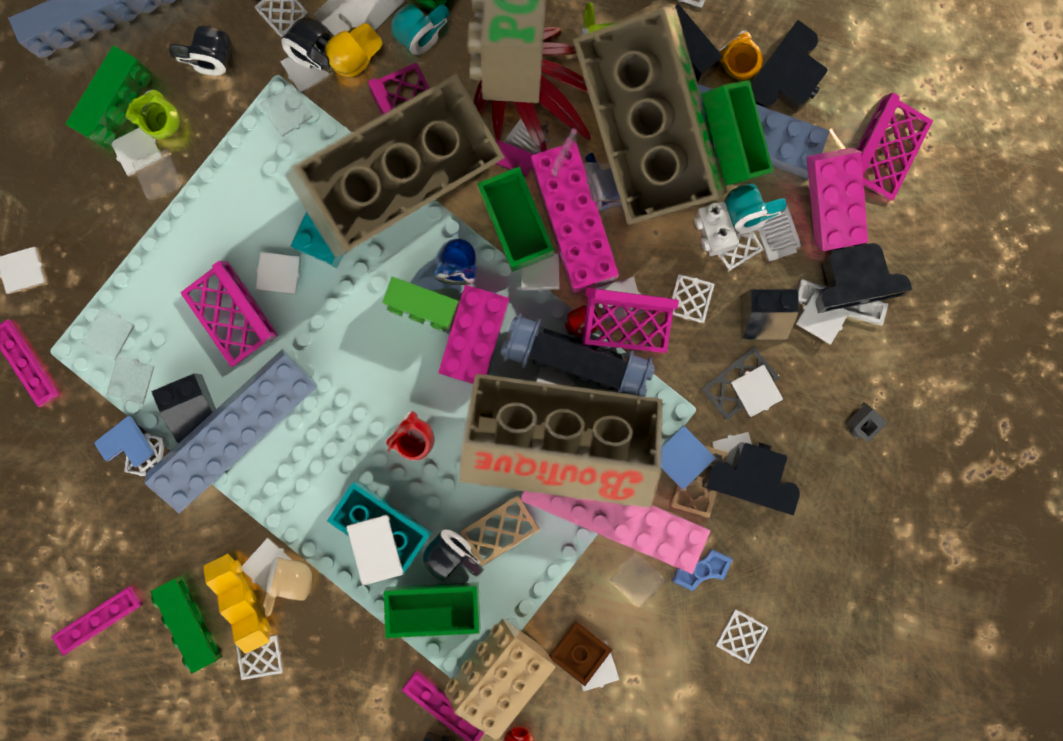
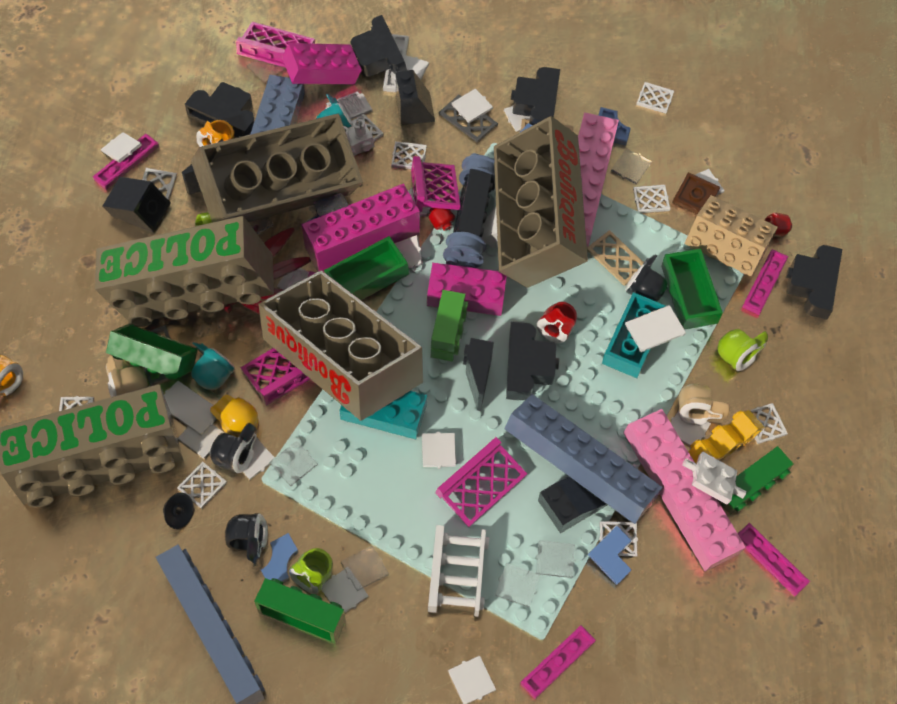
camera: 105 degrees left, 25 degrees down
(122, 248) = (438, 578): none -> white fence
(170, 82) = (282, 552): none -> medium blue tile
(178, 574) = (714, 478): none -> white plate
(183, 539) = (694, 511): none -> bright pink brick
(349, 647) = (740, 349): none -> lime piece
(364, 330) = (478, 362): none -> black slope
(367, 393) = (528, 361): none -> black brick
(456, 263) = (409, 306): clear blue piece -> none
(564, 152) = (315, 219): clear piece -> none
(584, 613) = (650, 188): none -> white window
(737, 132) = (281, 116): green piece -> none
(866, 423) = (483, 36): dark grey brick -> none

